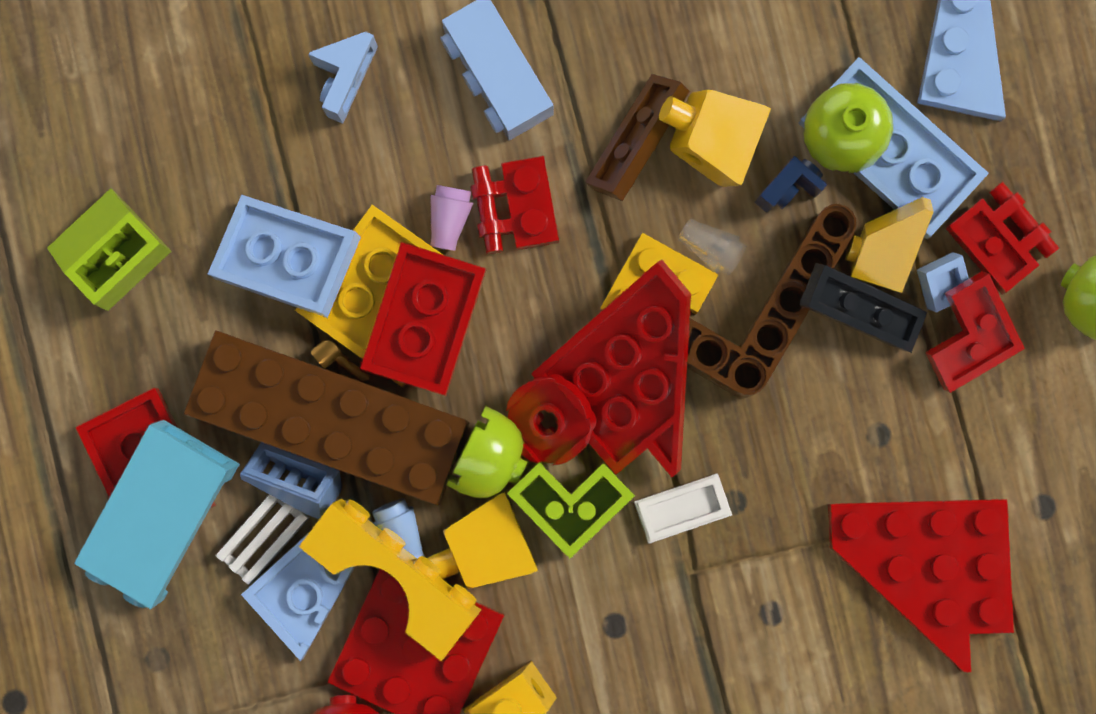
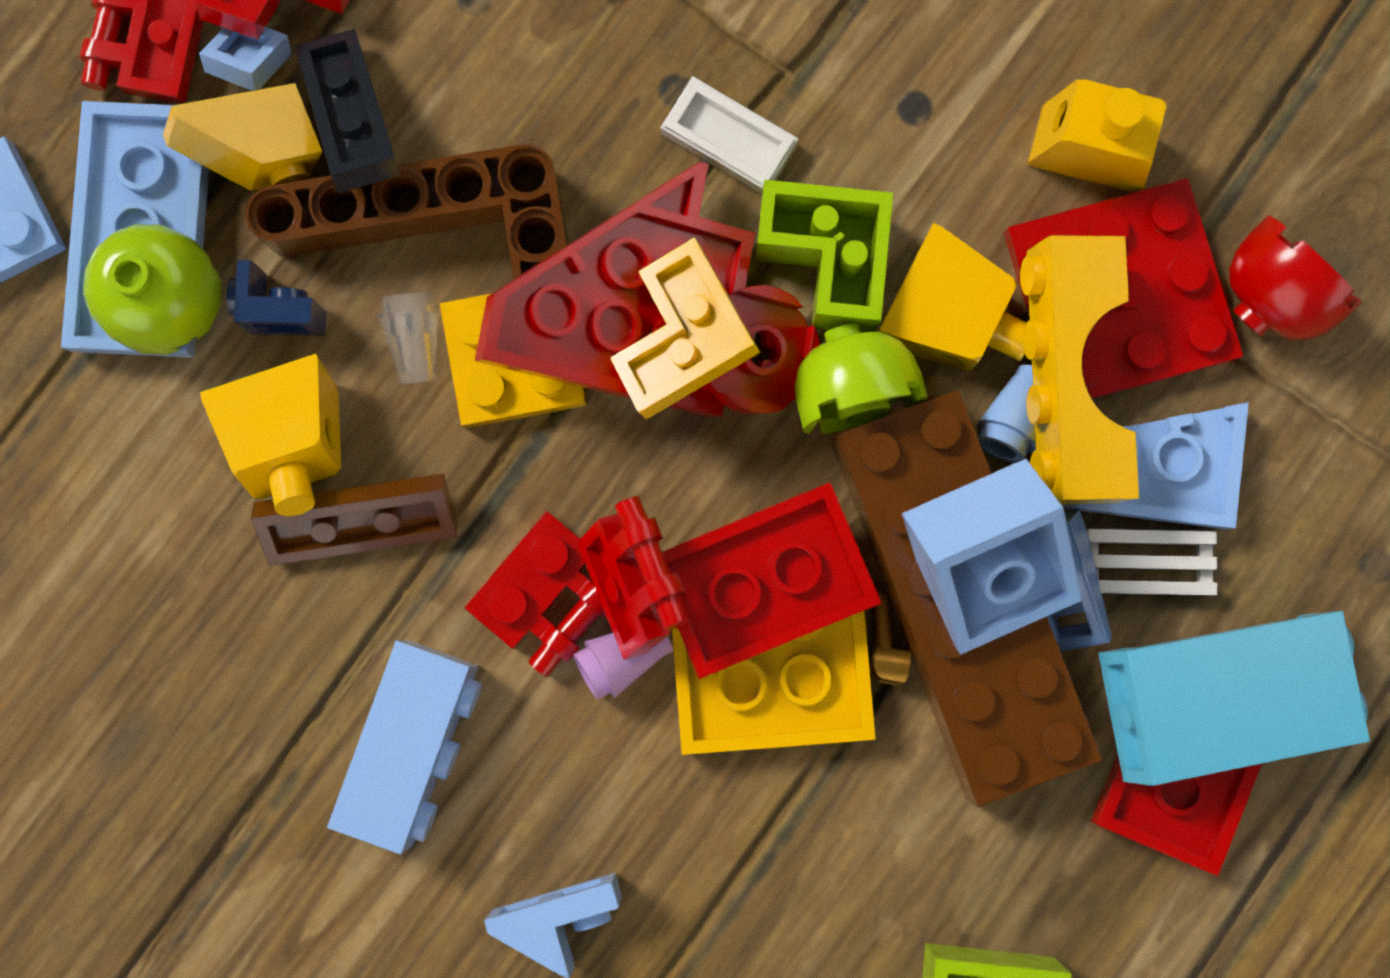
camera: 125 degrees left, 0 degrees up
(284, 255) = (824, 803): light blue plate -> none
(333, 441) = (994, 555): none -> light blue slope
(480, 250) = (633, 578): none -> red plate
(577, 389) = (700, 334): none -> yellow plate

